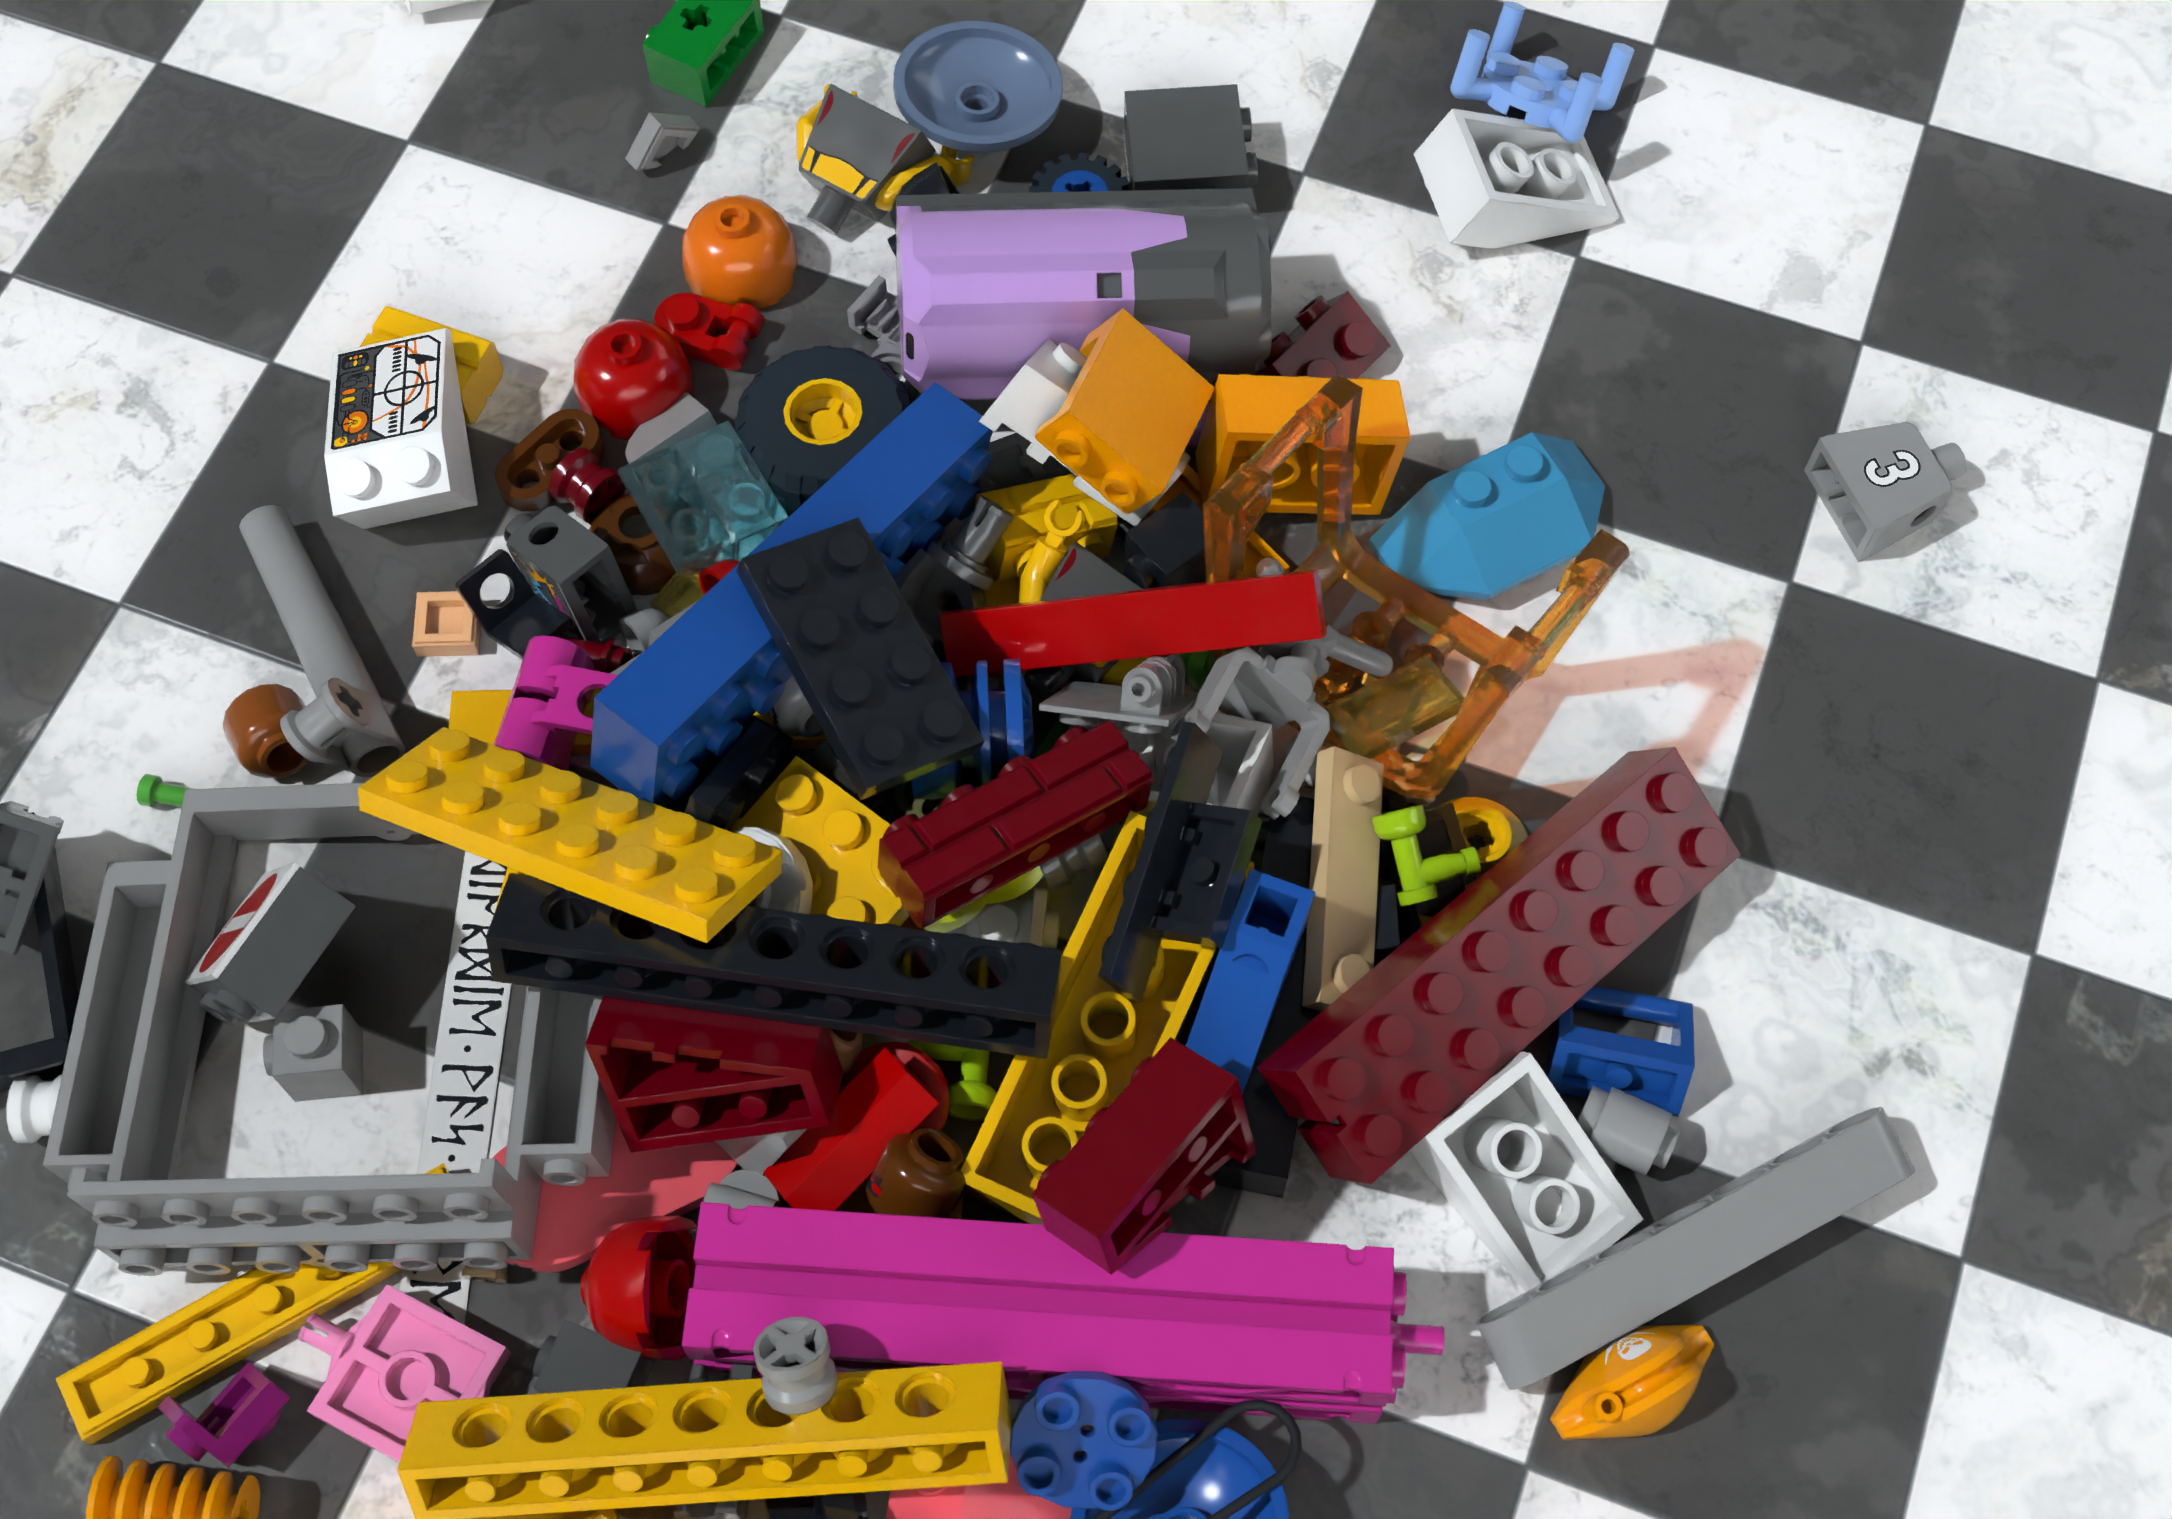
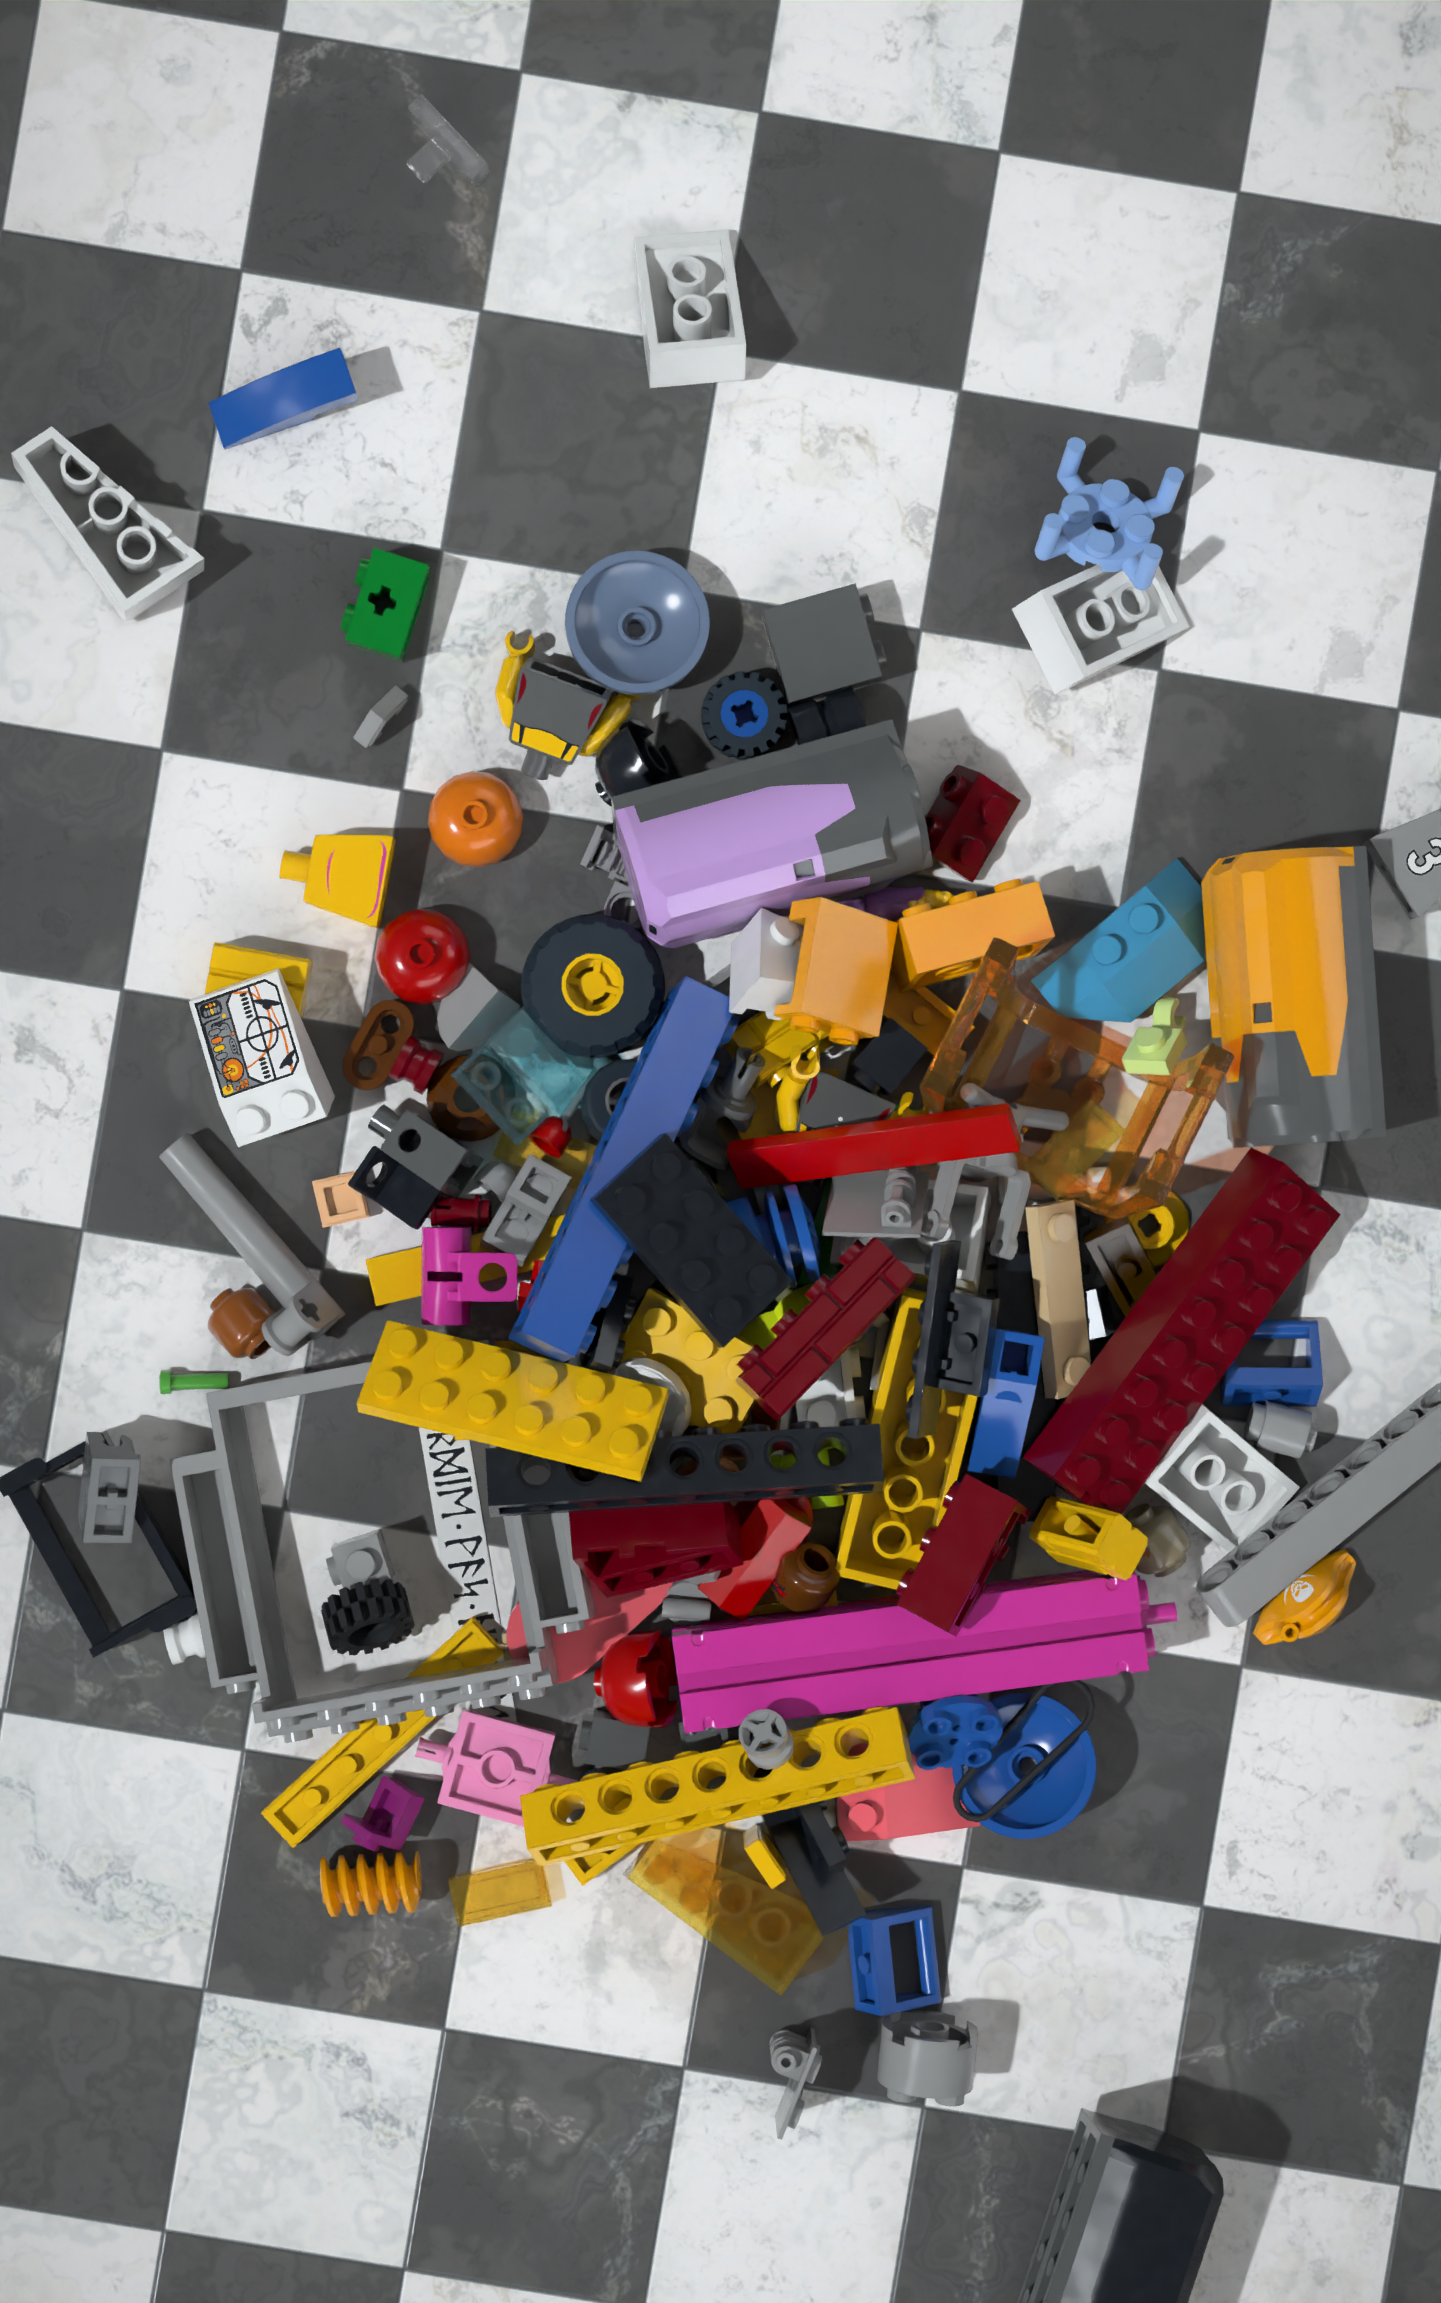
camera: 10 degrees left, 25 degrees up
(268, 945) = (309, 1501): dark grey piece -> none
(299, 1090) = (367, 1617): none -> black tyre
(569, 277) = (344, 875): none -> yellow torso
(696, 320) = (450, 890): red plate -> none
(1333, 1190) = (1088, 1537): none -> yellow brick
(1419, 874) = (1094, 1251): lime piece -> none
(1427, 1242) = (1166, 1539): none -> dark tan head
(1514, 609) = (1157, 1047): none -> yellowish green plate
(1721, 581) = (1294, 995): none -> piece

